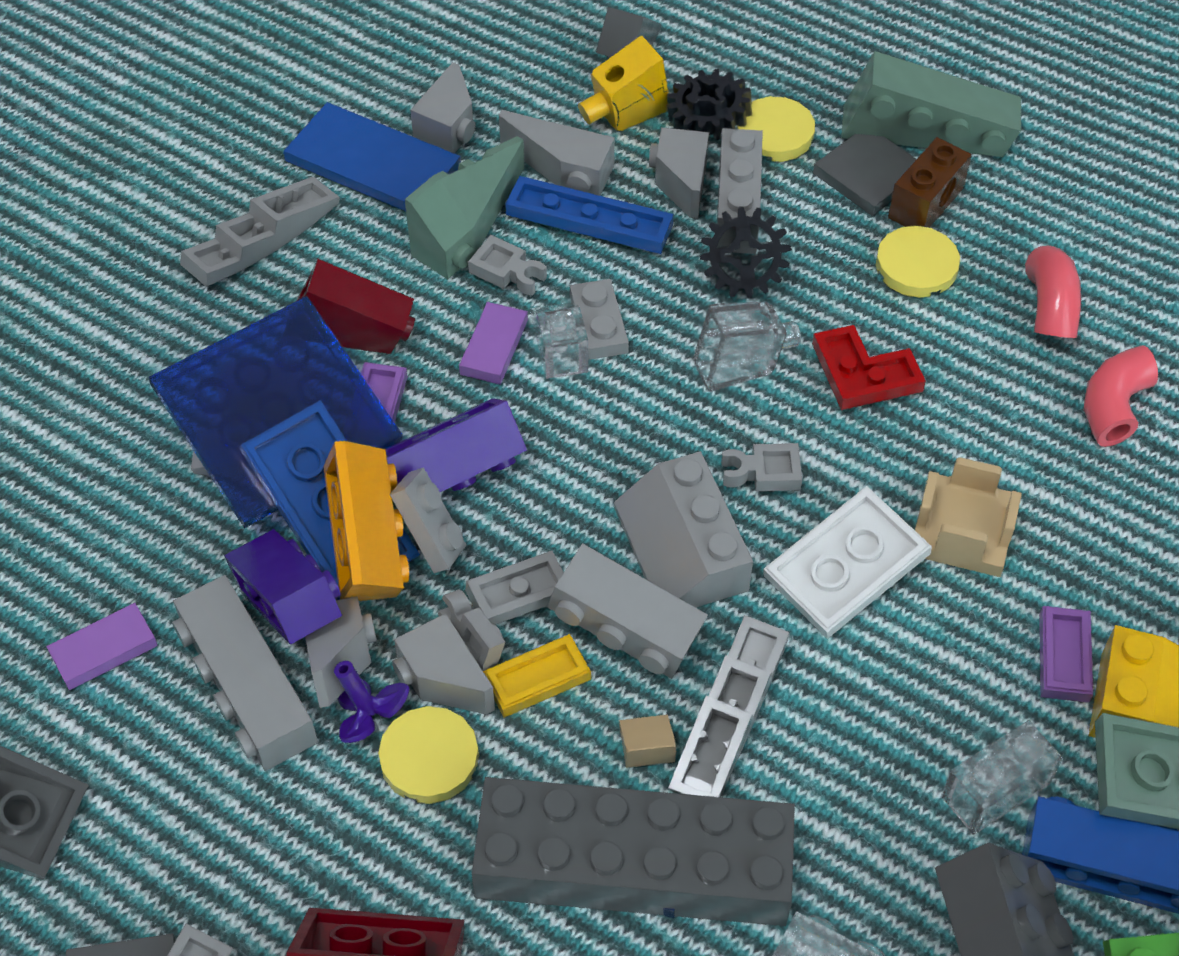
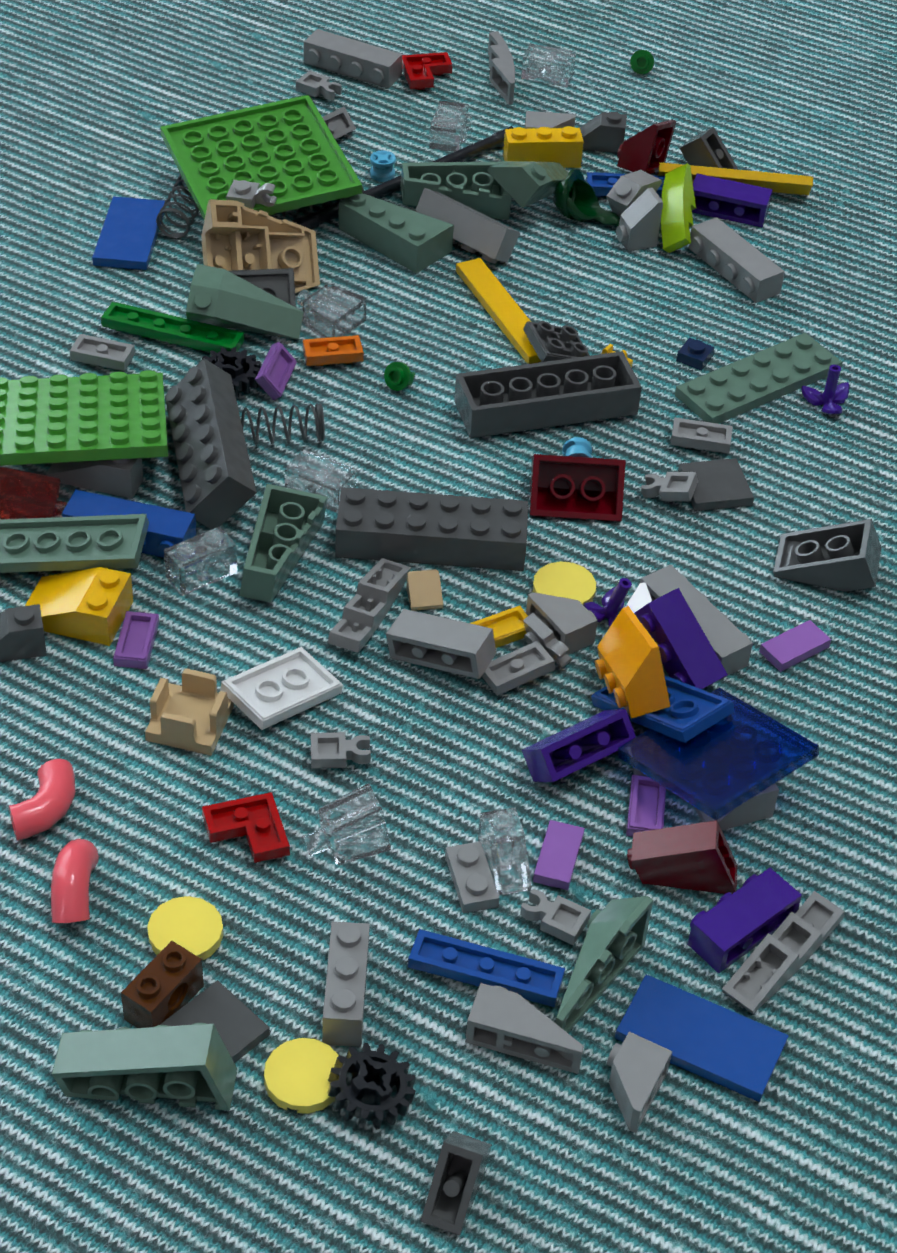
camera: 175 degrees right, 10 degrees down
(283, 259) = (742, 919): none -> dark purple brick
(428, 520) = (587, 688): light grey plate -> none
(628, 87) = (454, 1091): yellow torso -> none
(681, 166) = (400, 1014): light grey slope -> none
(685, 532) = (398, 702): light grey slope -> none
(743, 233) = (345, 903): black gear -> none
(880, 830) = (280, 537): none -> sand green wedge

